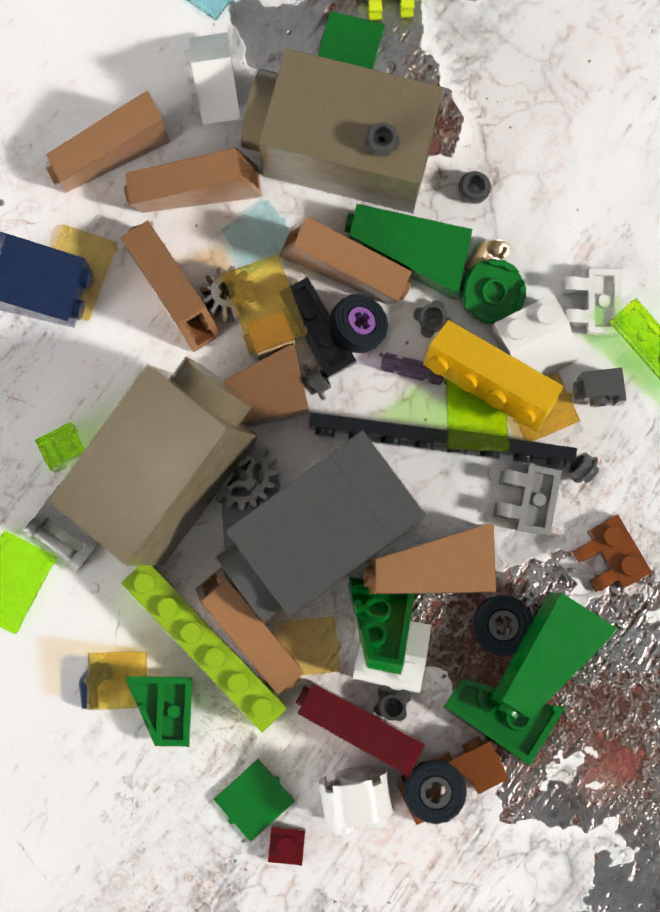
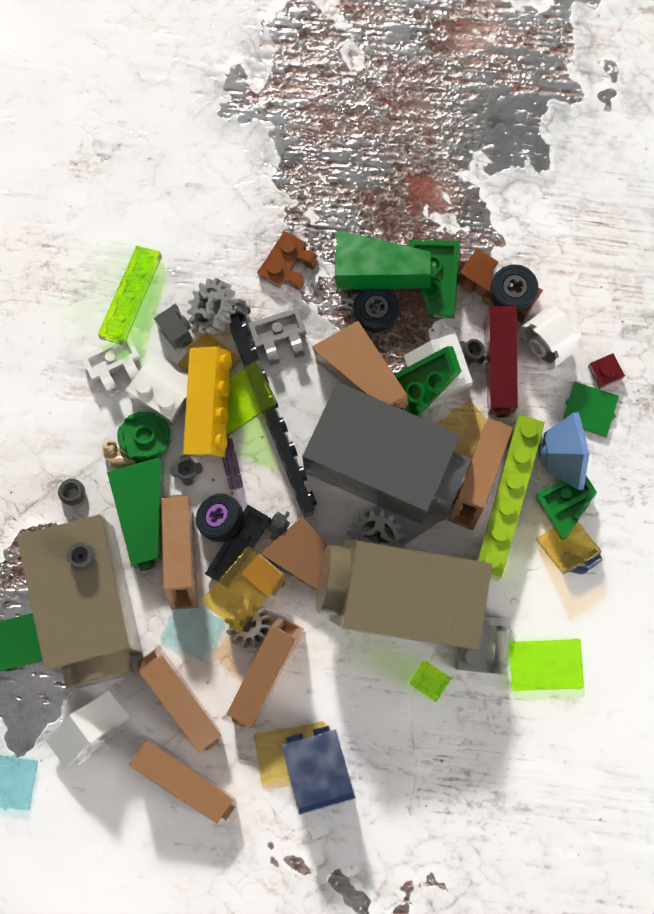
camera: 120 degrees left, 5 degrees down
(216, 736) = (566, 451): none -> medium blue slope
(601, 439) = (211, 307): none -> light grey gear

